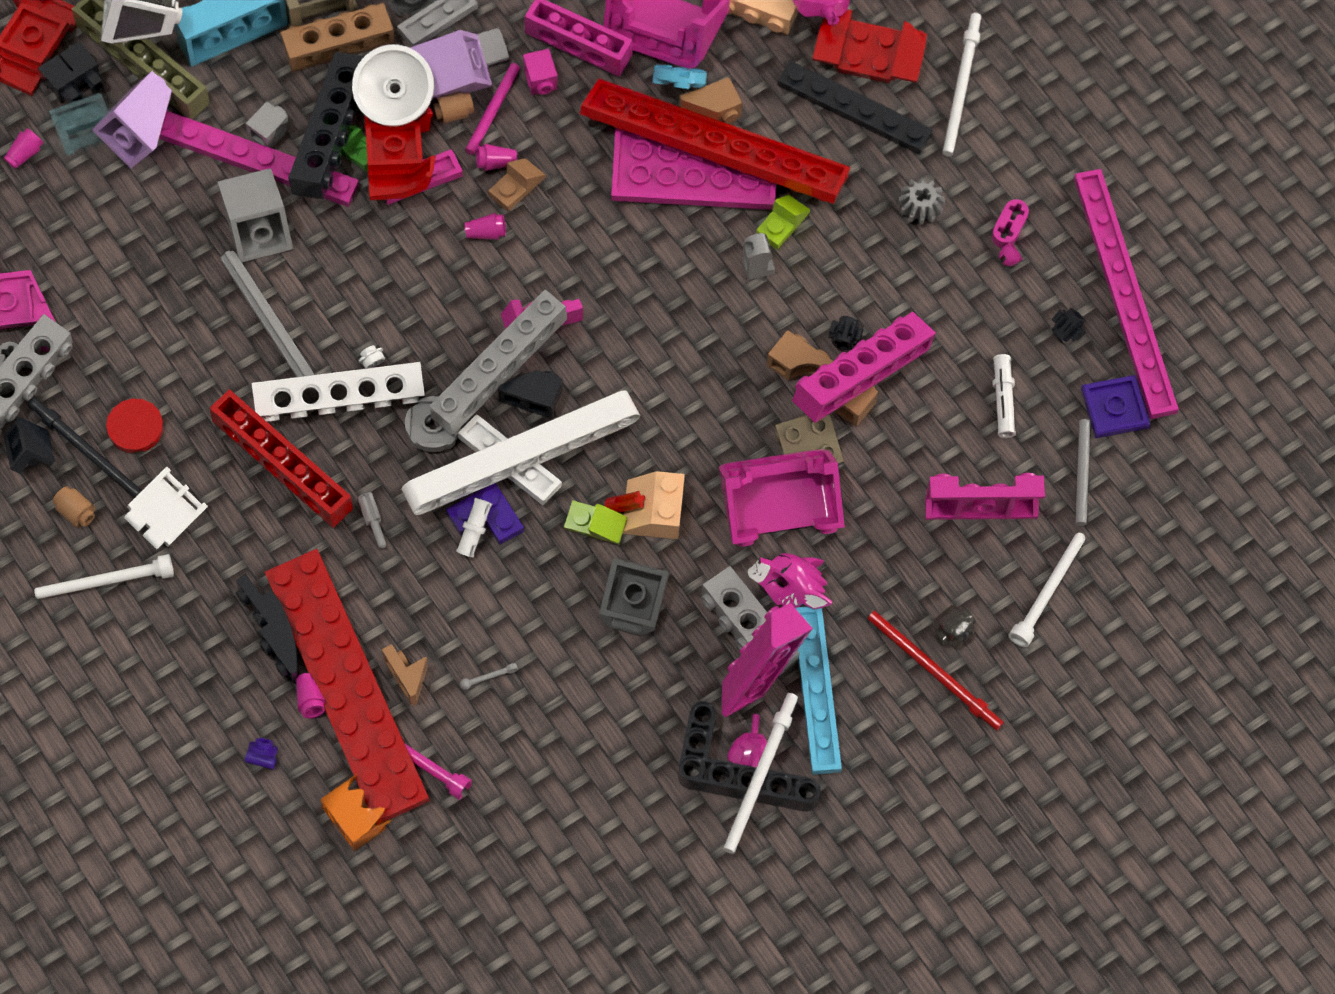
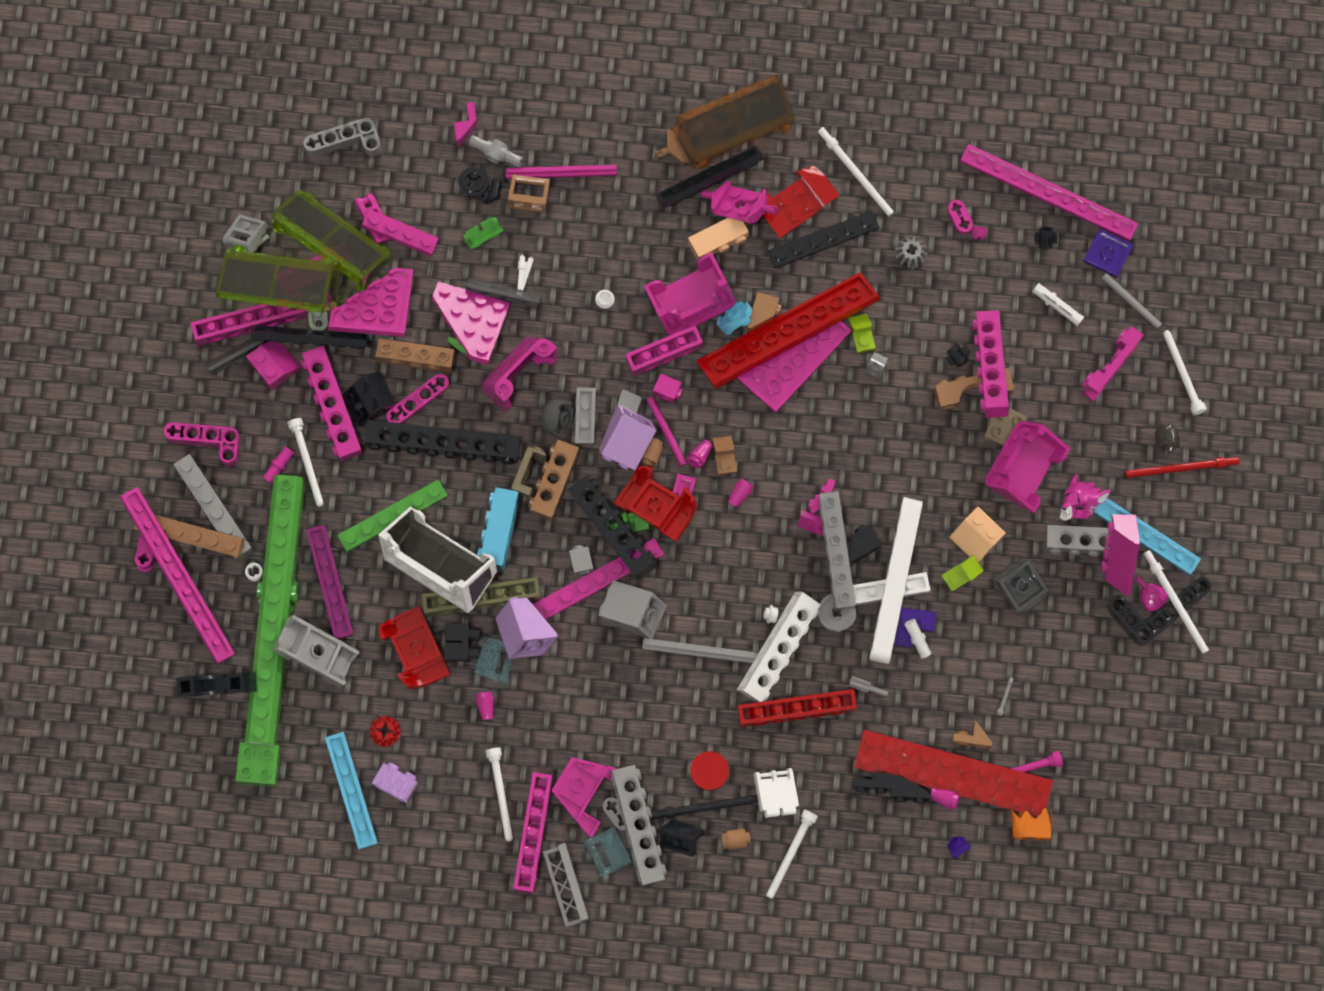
camera: 50 degrees left, 10 degrees up
(390, 67) = (633, 480): white dish -> none
(625, 502) = (965, 549): red piece -> none

